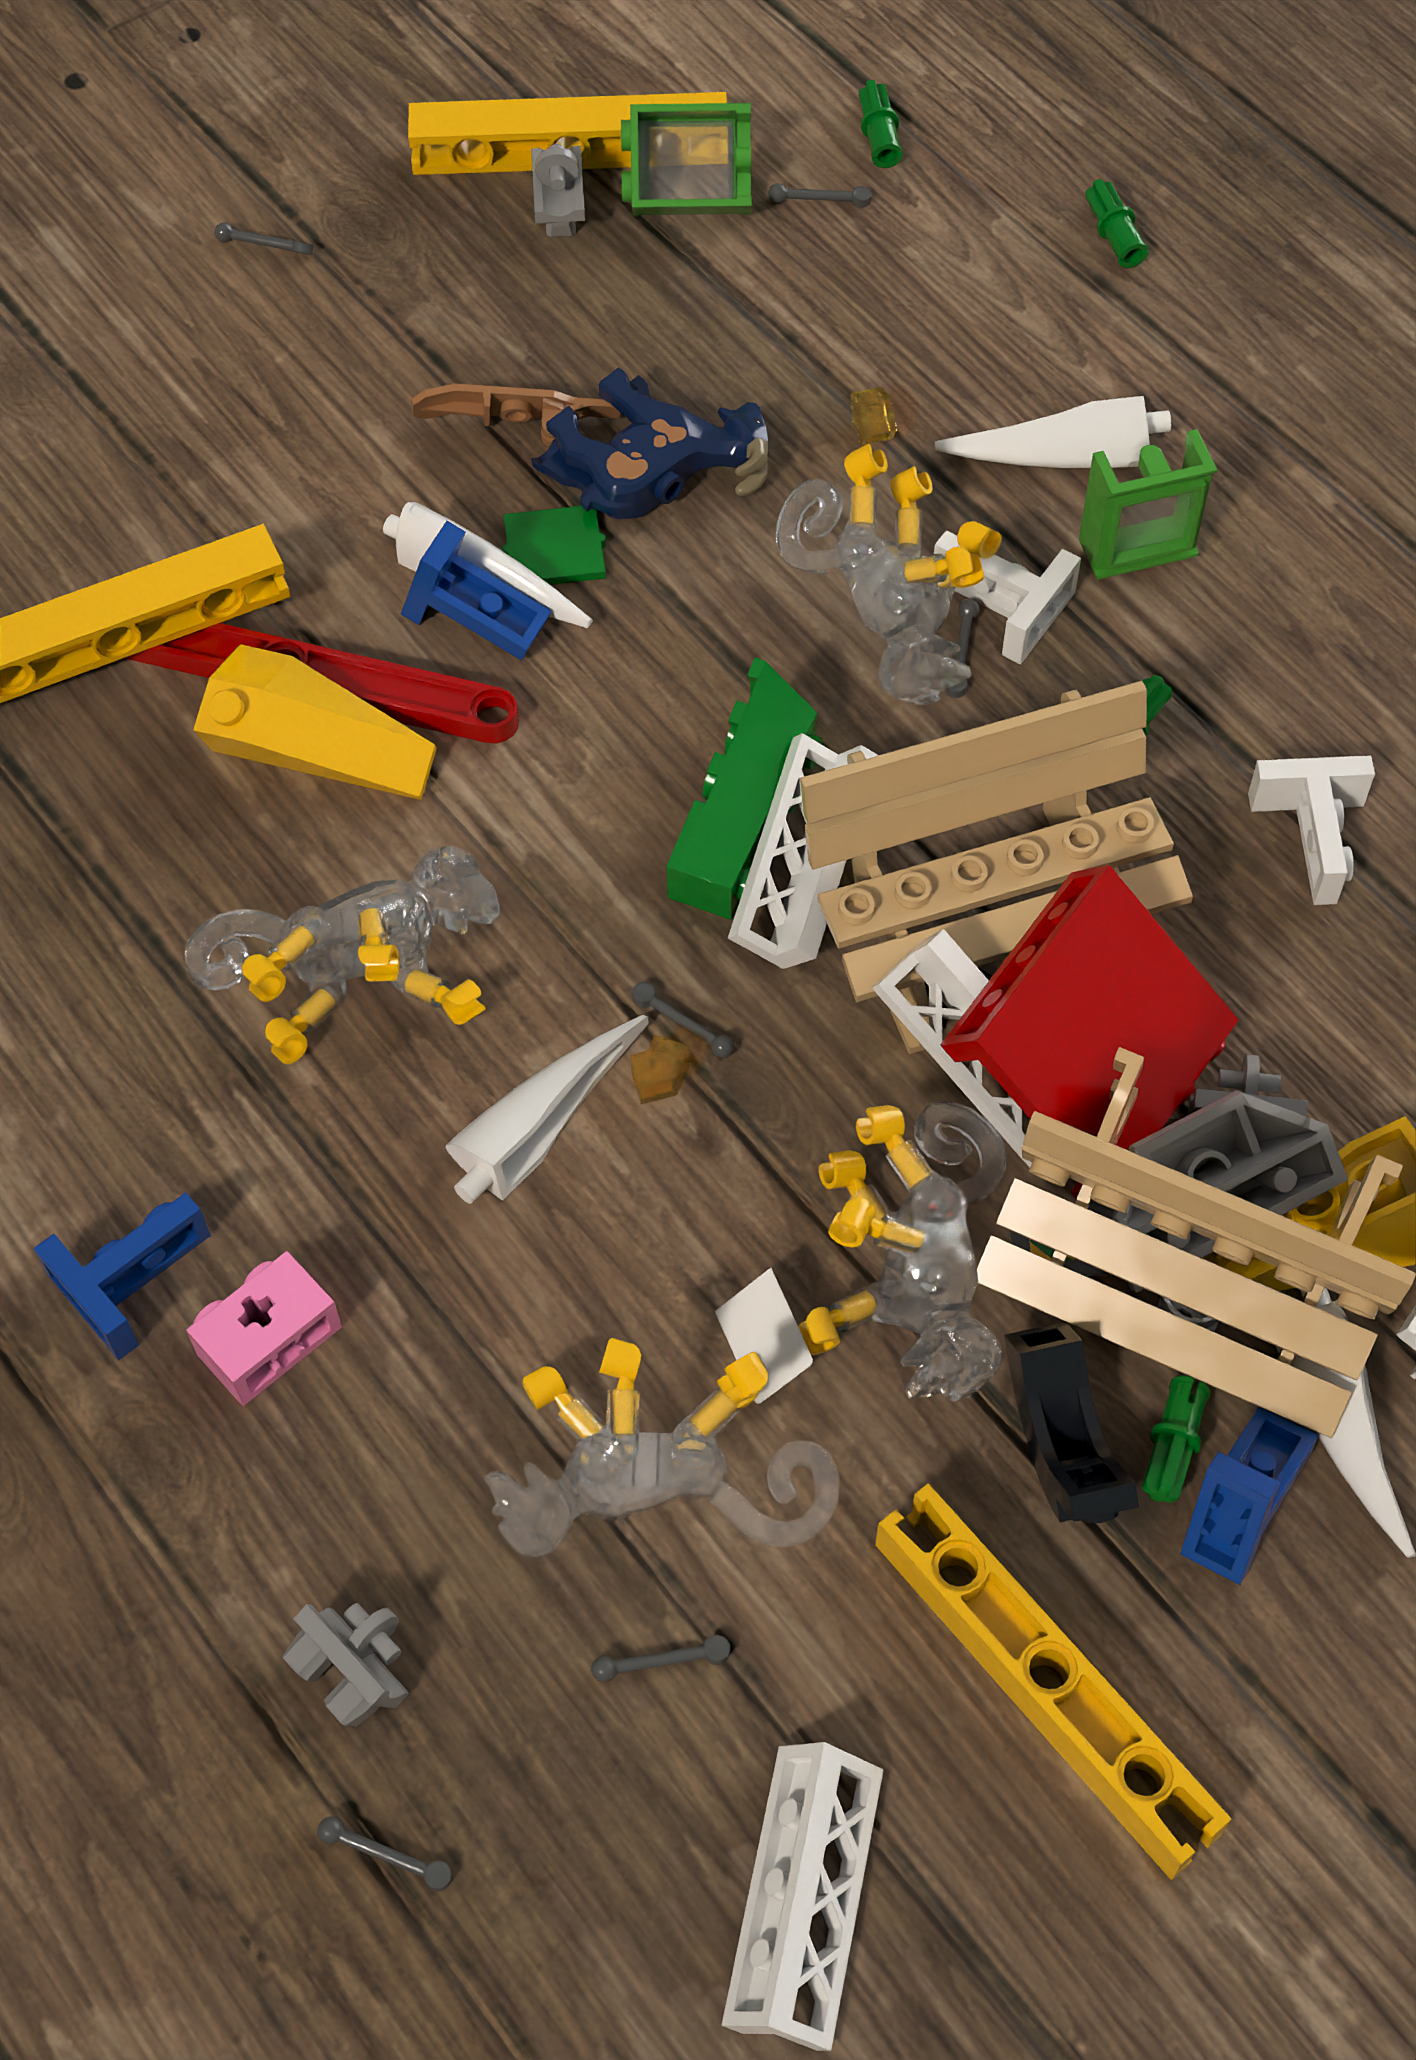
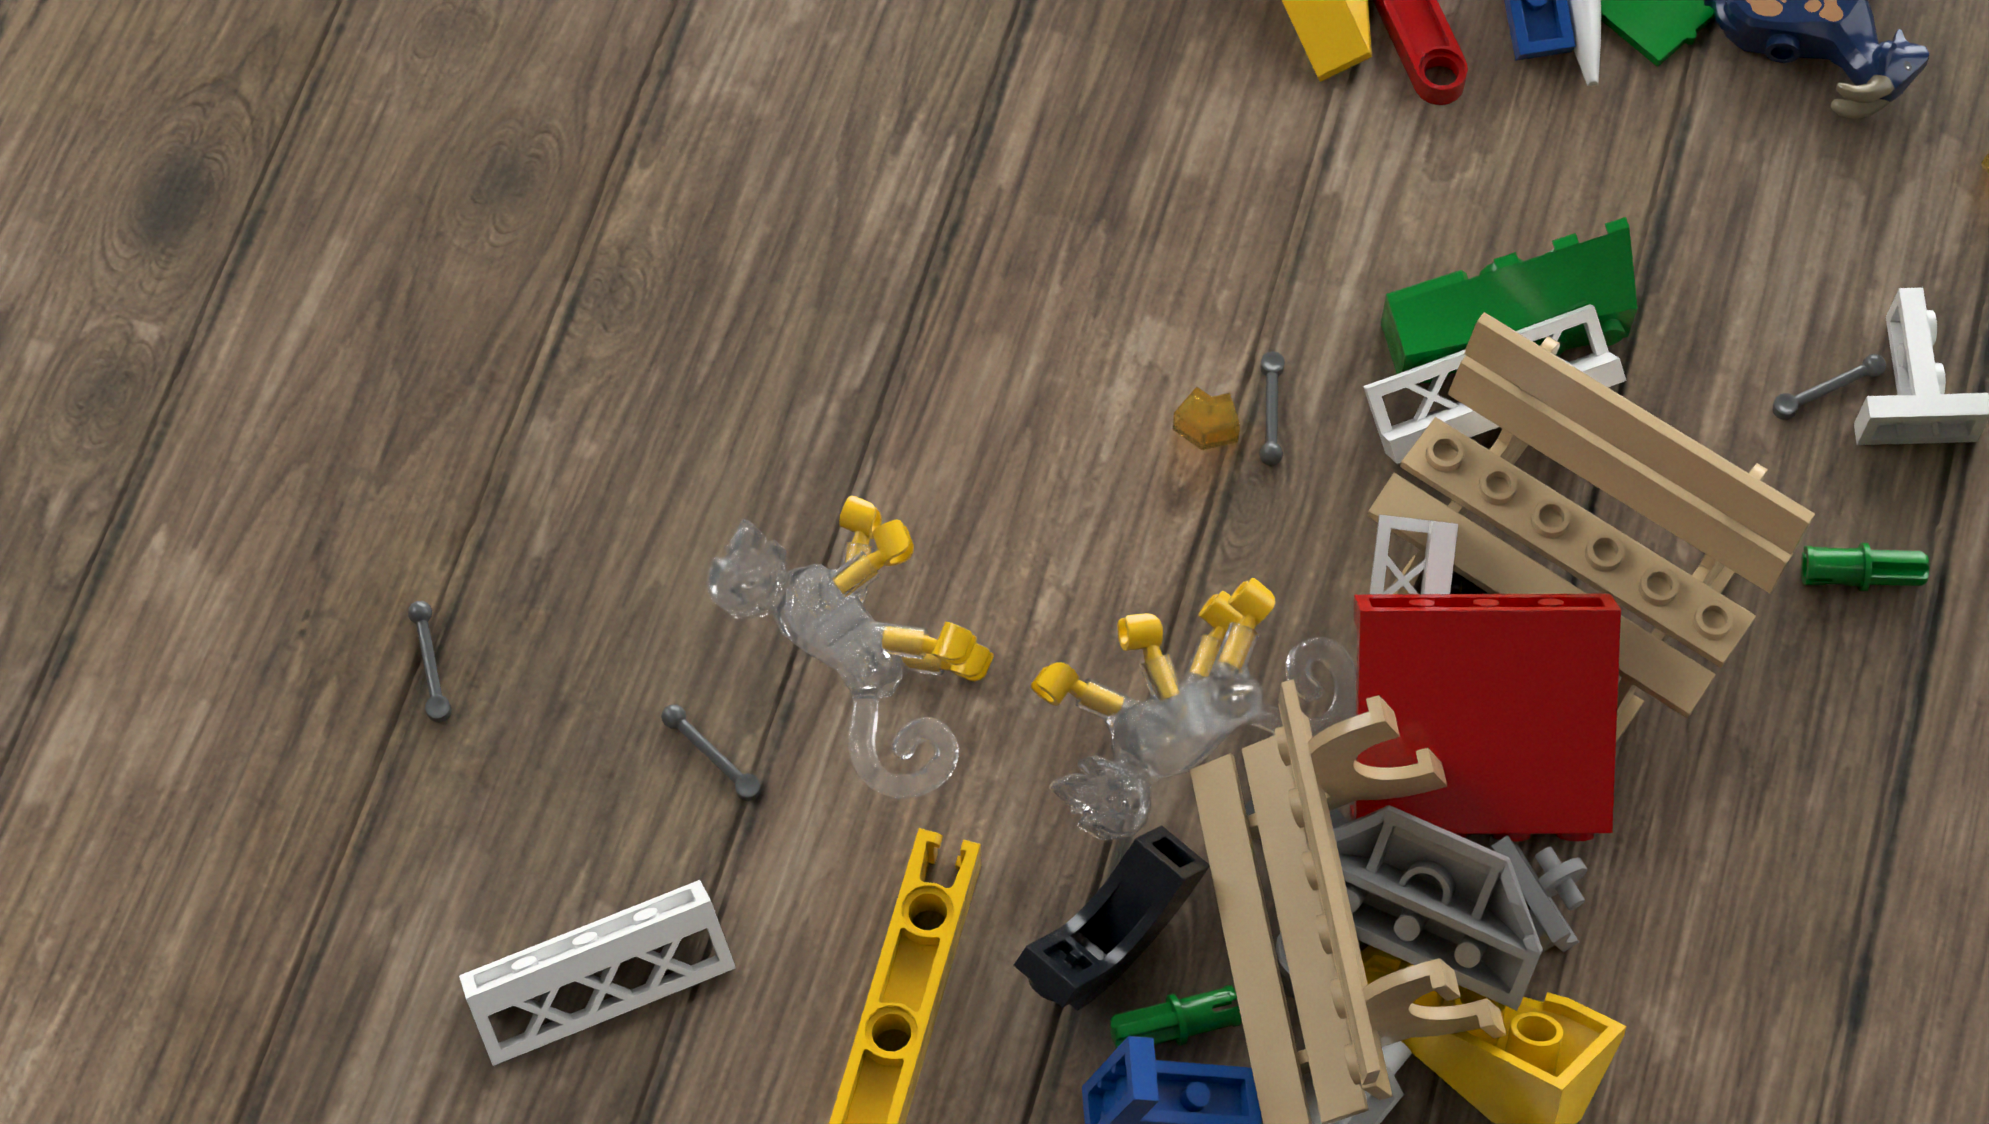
camera: 55 degrees right, 5 degrees up
(123, 1268) = (737, 165): blue bracket -> none
(250, 1356) = (763, 292): bright pink brick -> none
(330, 1640) = (555, 533): light grey hips -> none
(364, 932) = (1132, 116): clear animal -> none
(523, 1125) = (1082, 355): white piece -> none
(763, 1323) = (1028, 648): white sticker -> none
(890, 583) = (1822, 277): clear animal -> none
(1319, 794) = (1918, 763): white bracket -> none

